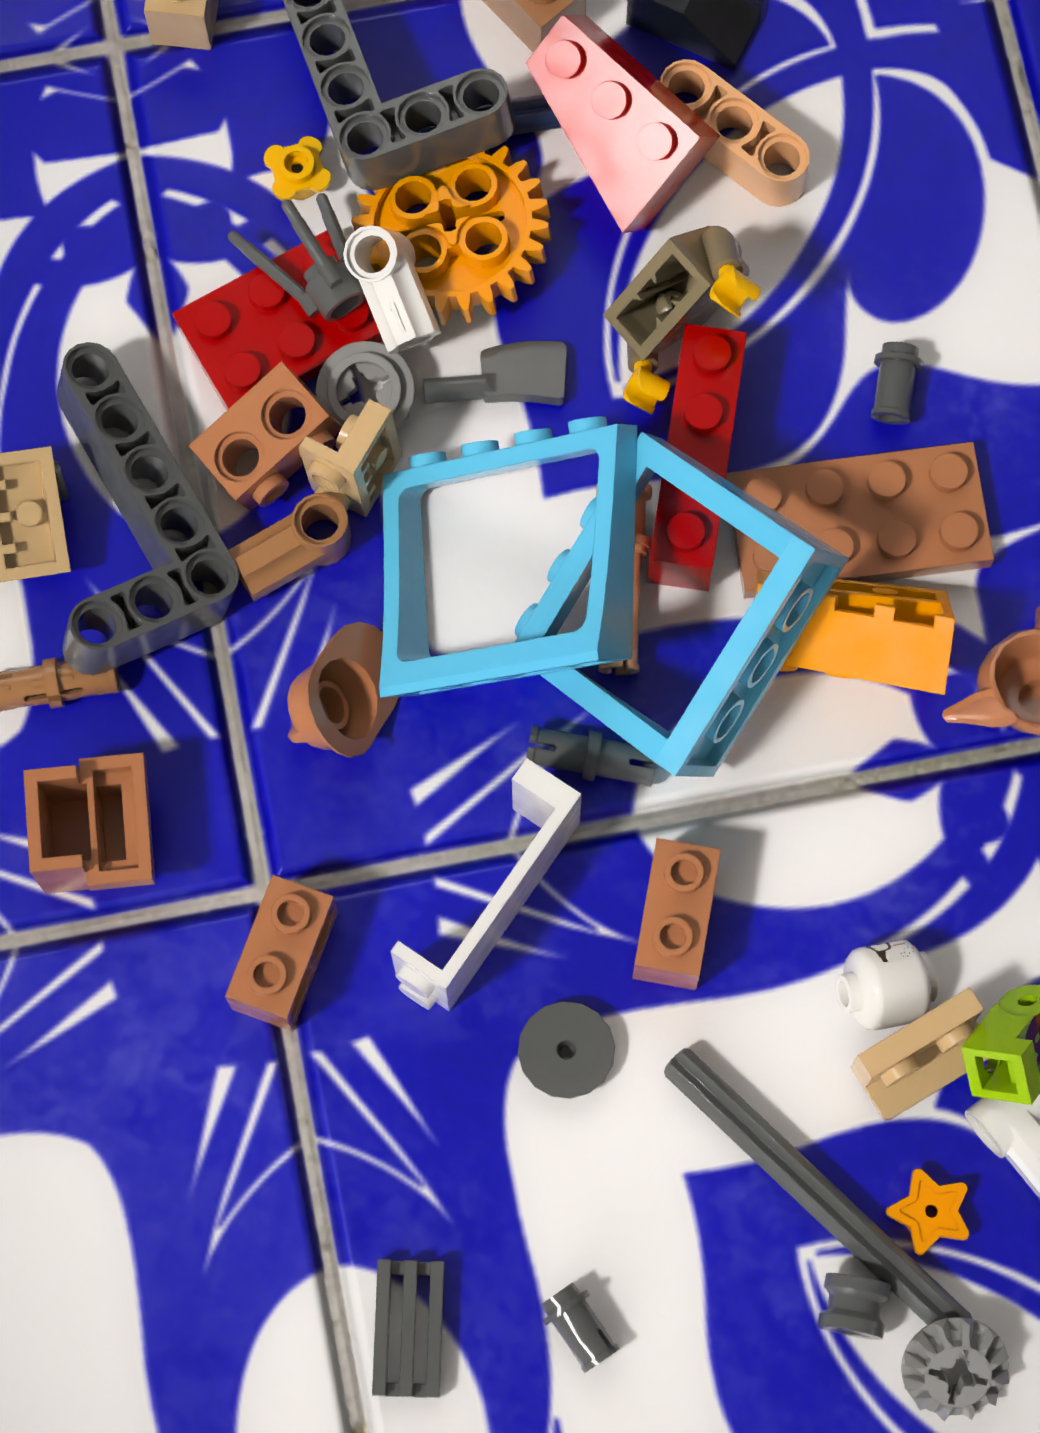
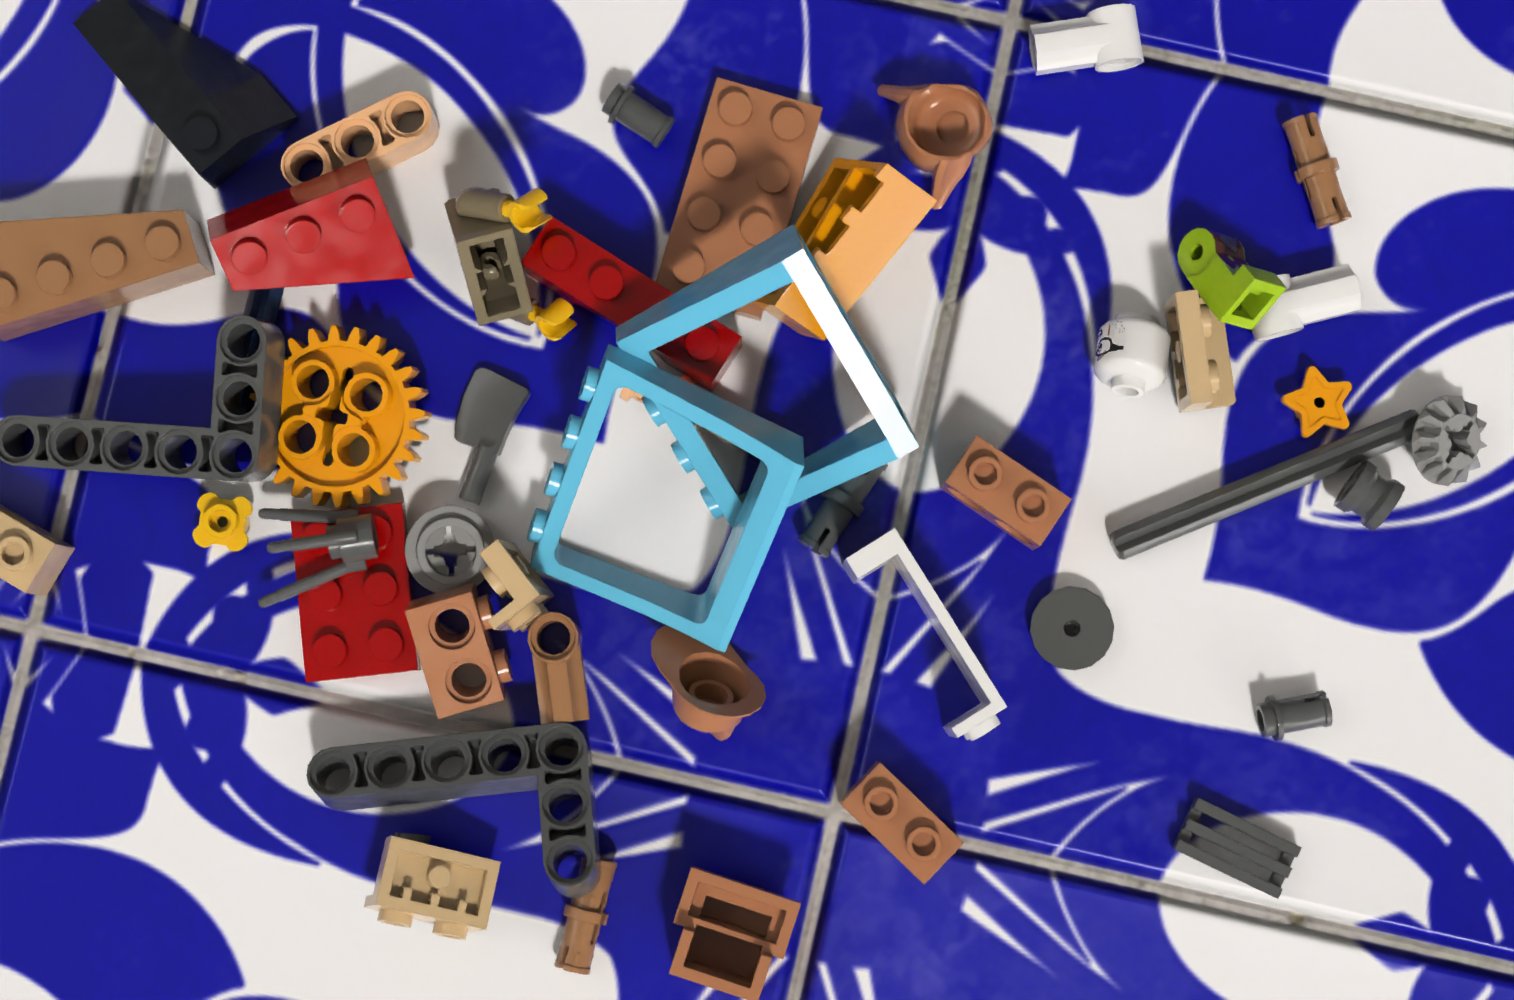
camera: 65 degrees left, 10 degrees up
(395, 291) = (385, 492): white piece -> none

